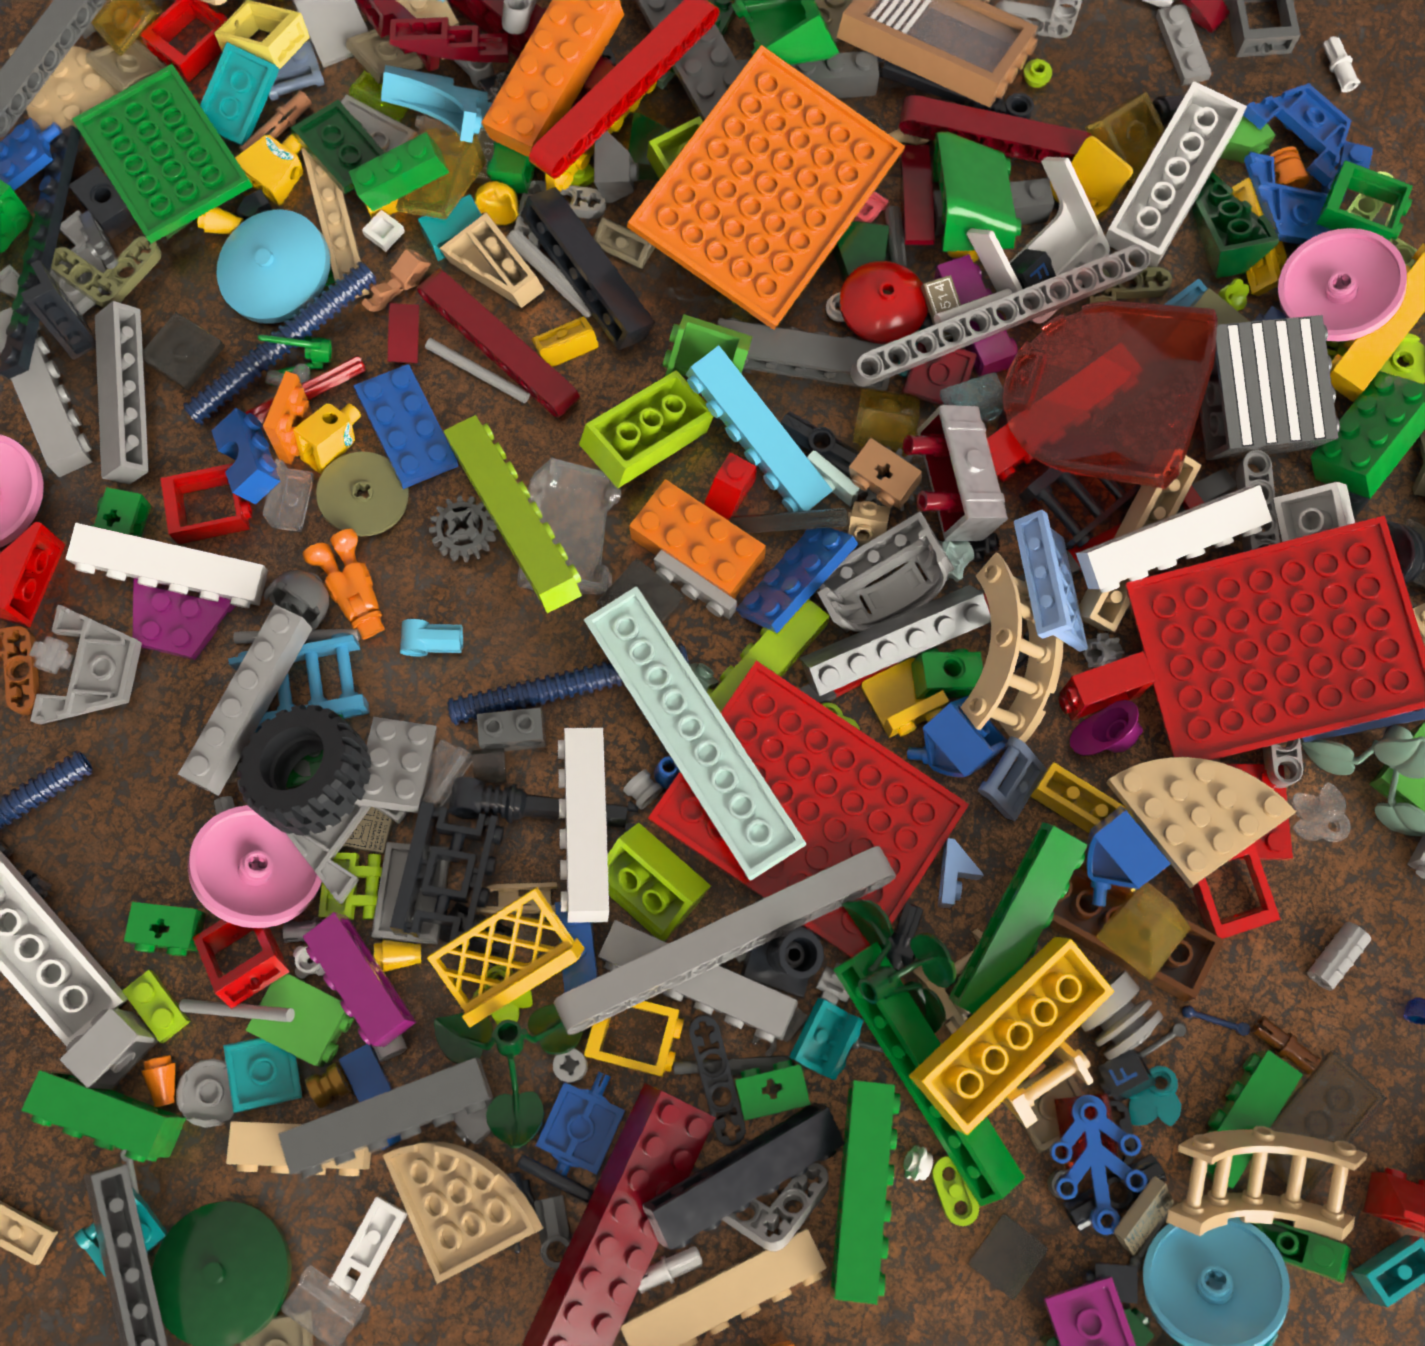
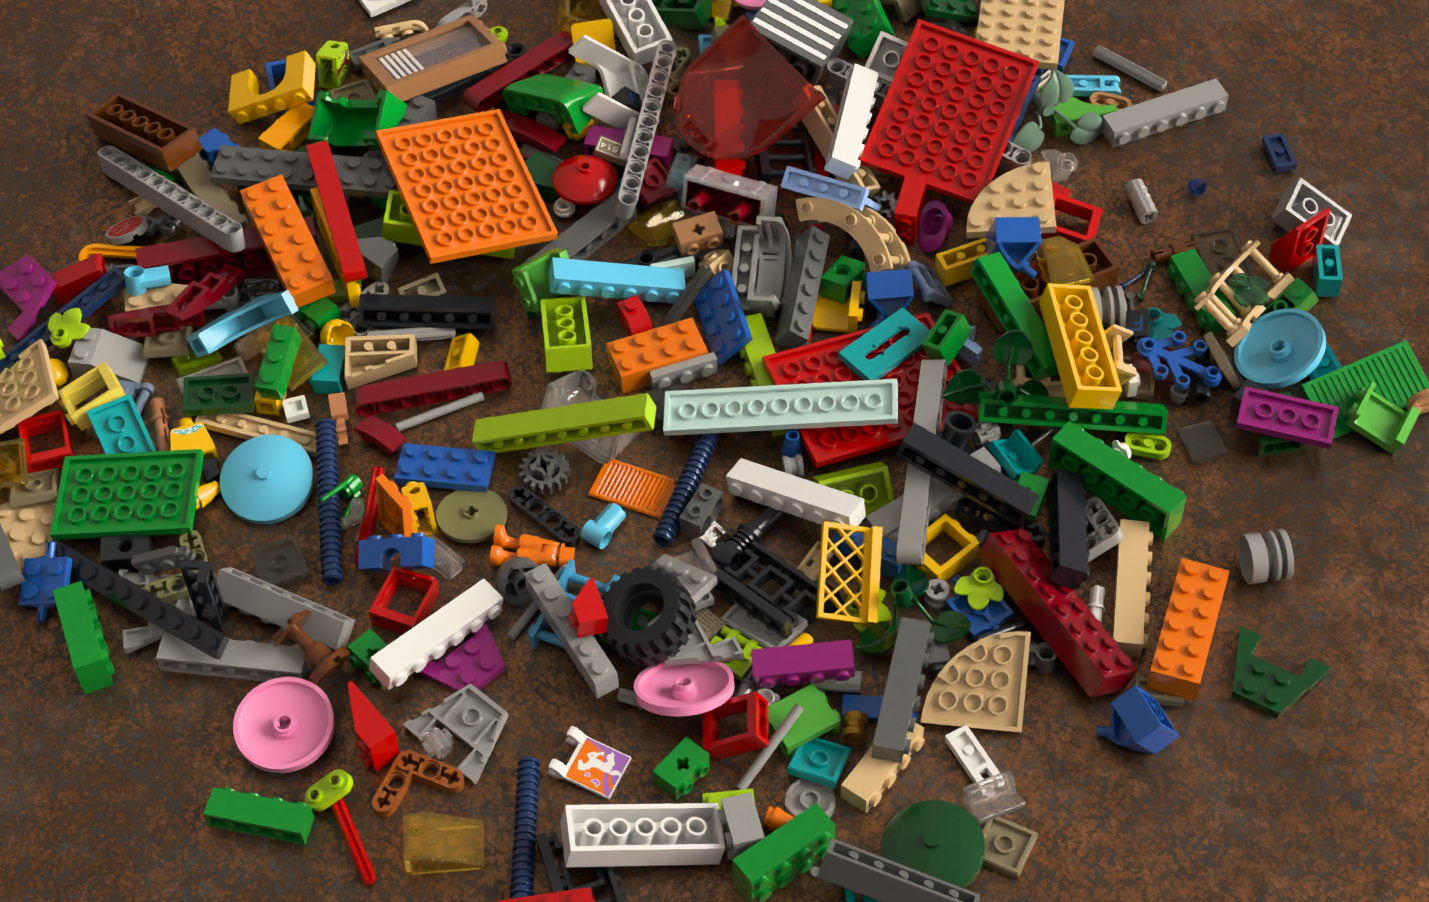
camera: 55 degrees left, 20 degrees down
(72, 467) = (317, 654): none -> reddish brown piece
(122, 830) = (591, 765): none -> flag
(250, 706) = (588, 612): none -> red slope
(408, 567) = (546, 514): none -> black beam
(508, 635) = (633, 488): none -> orange window
(592, 1116) = (979, 591): none -> lime plate
(724, 1013) = (967, 475): none -> black brick
(831, 798) = (874, 369): none -> teal piece
(928, 855) = (947, 336): none -> green brick
(1039, 1111) = (1132, 385): none -> white plate
(1190, 1043) = (1142, 295): none -> dark green hinge
(1279, 1196) = (1249, 290): none -> clear green plate

